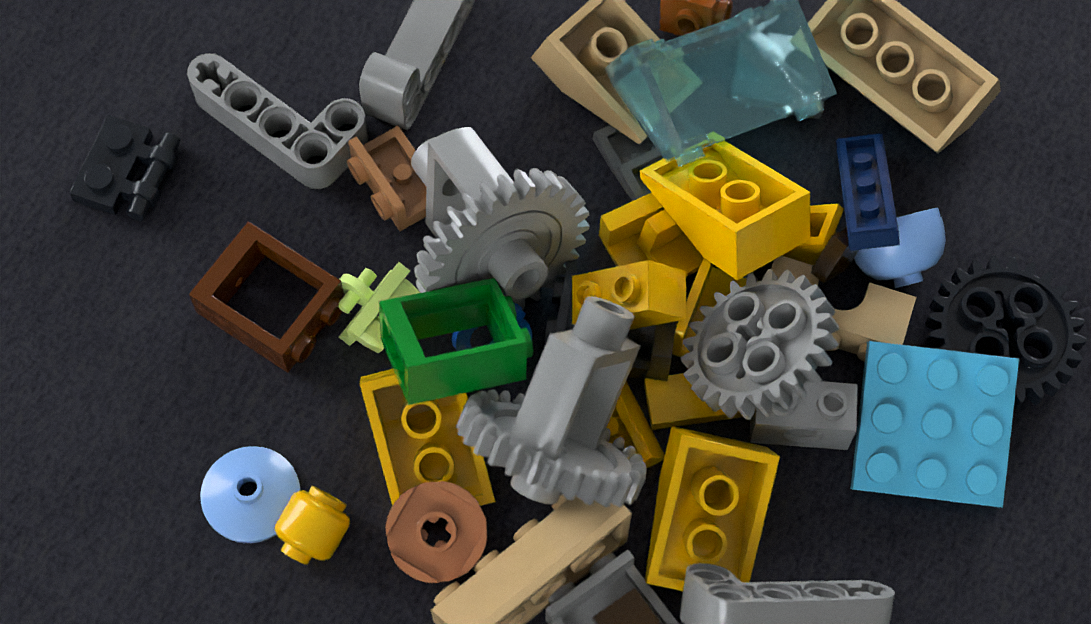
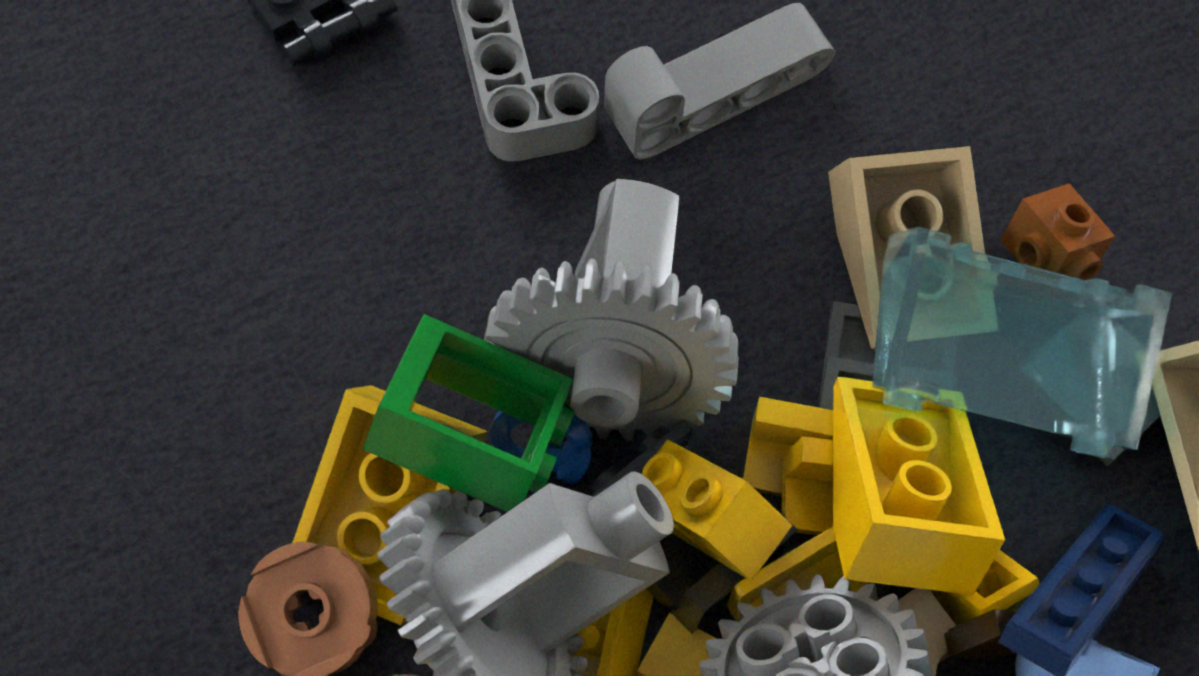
camera: 35 degrees right, 0 degrees up
(231, 272) = (334, 179): reddish brown window -> none
(253, 516) = (172, 452): light blue dish -> none
(312, 525) = (191, 505): yellow head -> none
(366, 323) = (470, 314): yellowish green hips -> none
(389, 173) = (574, 179): medium nougat bracket -> none

